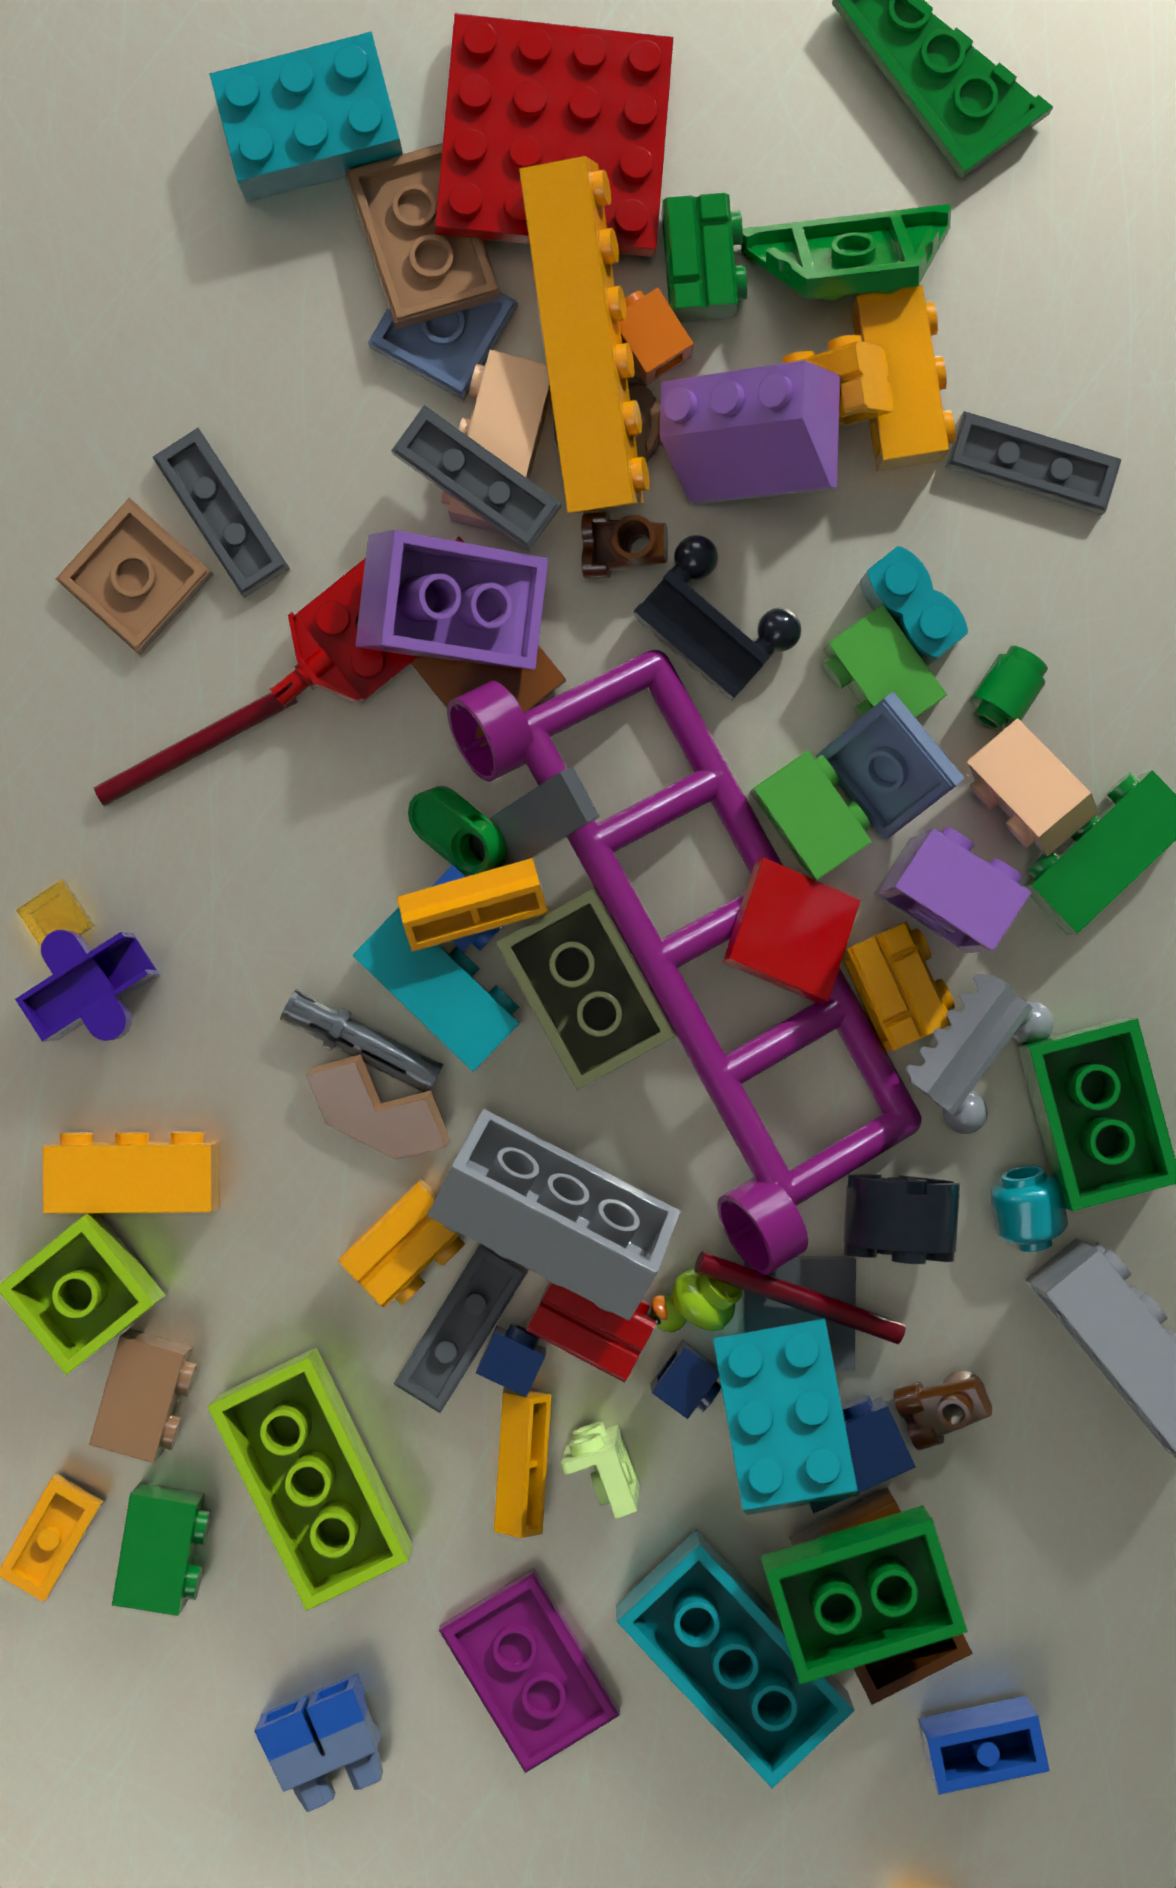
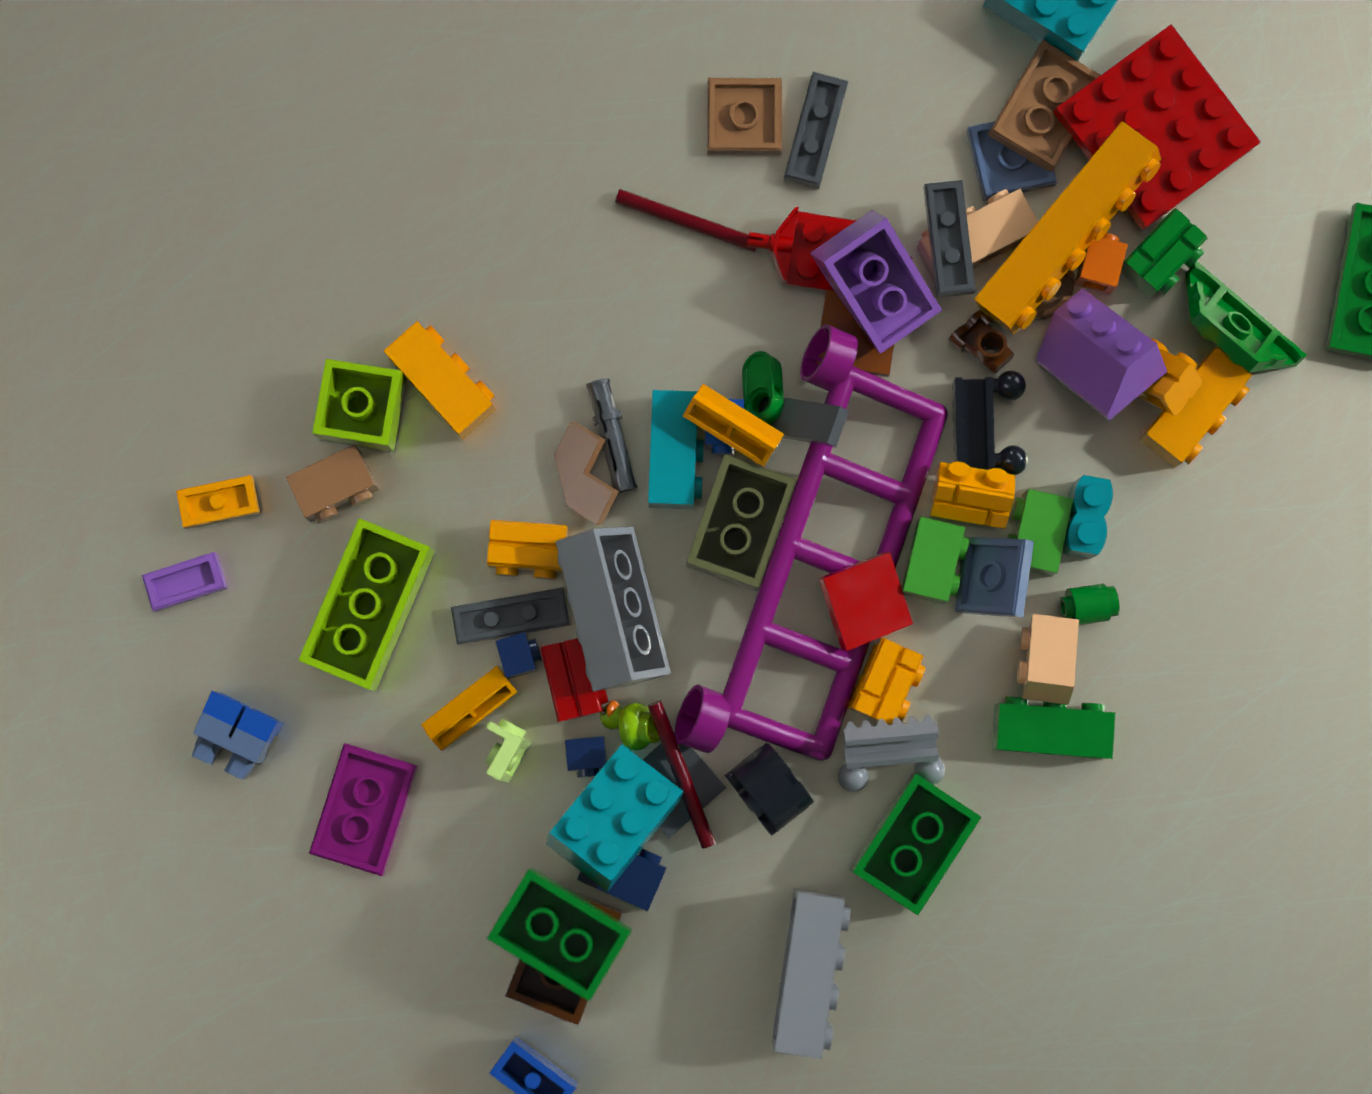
camera: 50 degrees right, 5 degrees down
(55, 910) = (536, 228): clear yellow tile -> none
(86, 986) = (517, 272): dark purple piece -> none
(104, 1652) = (184, 581): none -> medium lavender tile
(160, 1548) = (261, 563): green brick -> none
(731, 1658) = (462, 905): teal brick -> none
(779, 708) = (973, 494): none -> light orange brick
(942, 1407) = (682, 899): reddish brown plate -> none
(954, 890) = (961, 660): medium lavender brick -> none
(1028, 1208) = (833, 853): teal head -> none
(1033, 463) = (1216, 515): dark grey tile -> none

